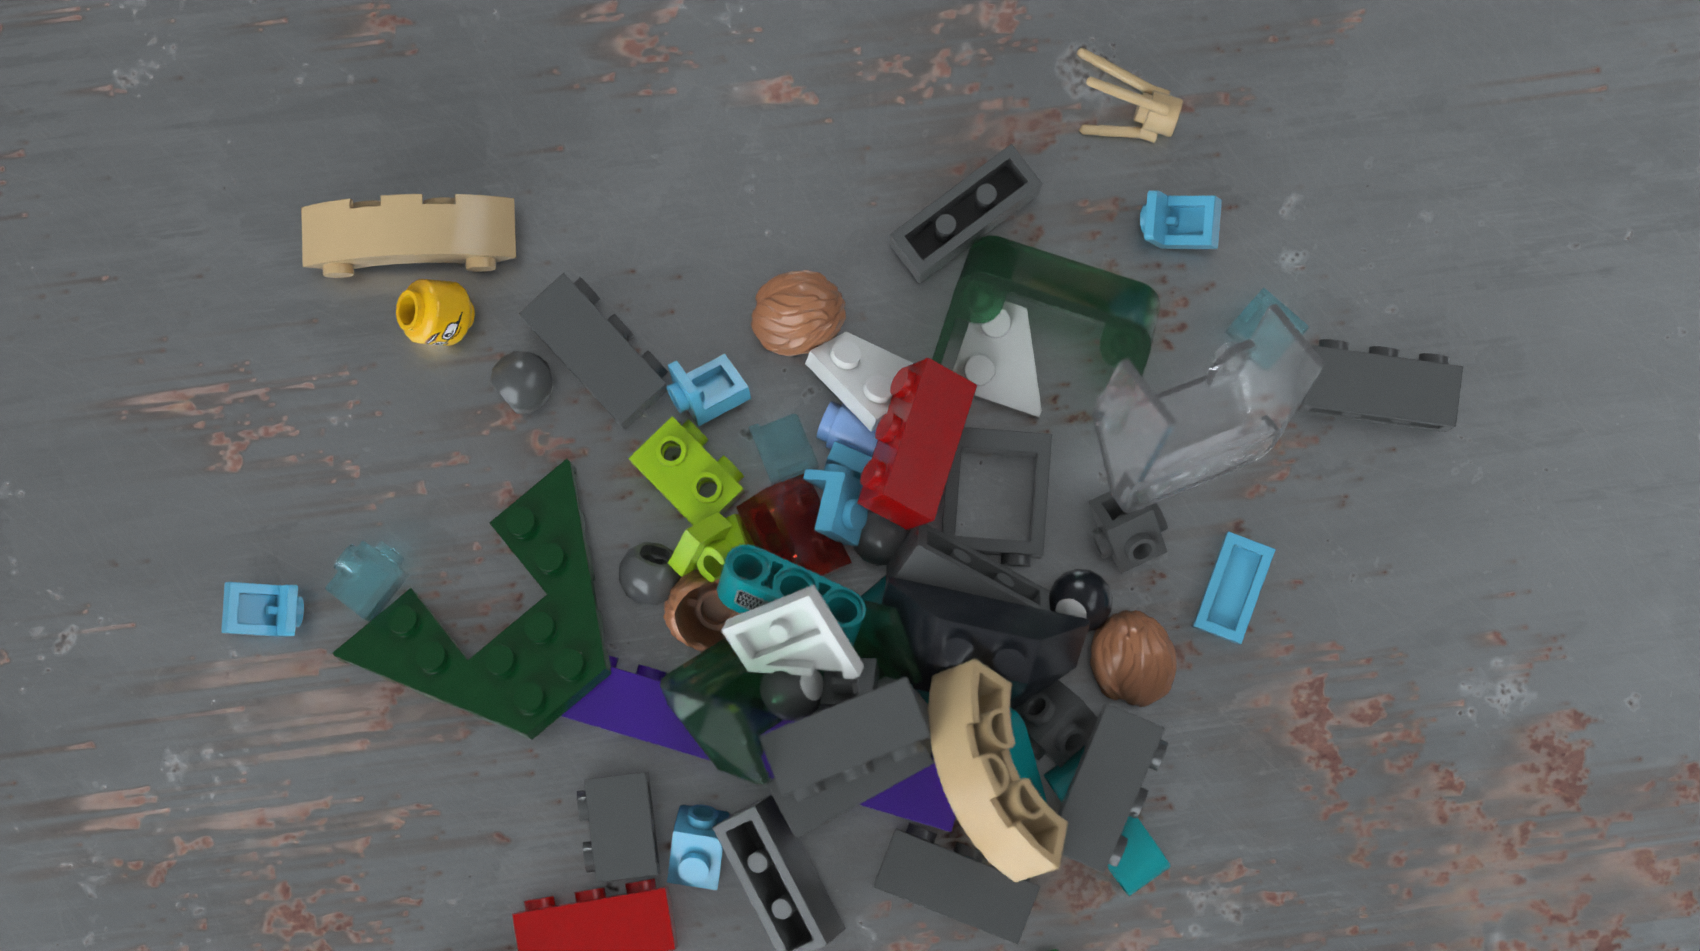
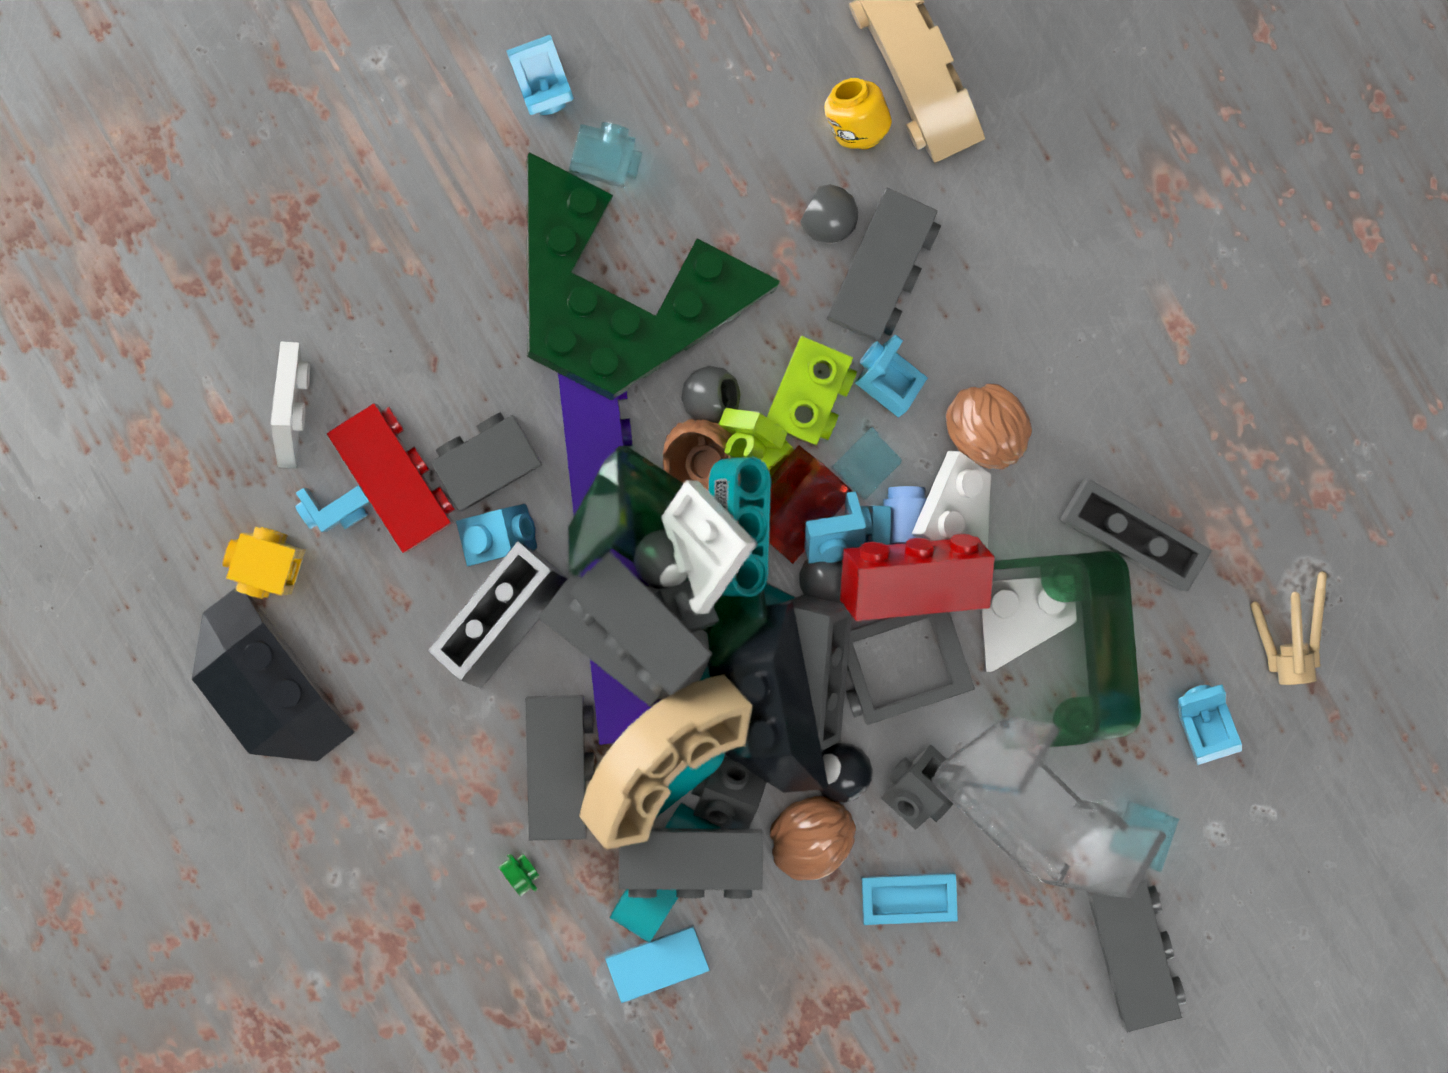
camera: 70 degrees right, 5 degrees up
(1195, 867) = (657, 964): none -> medium azure tile

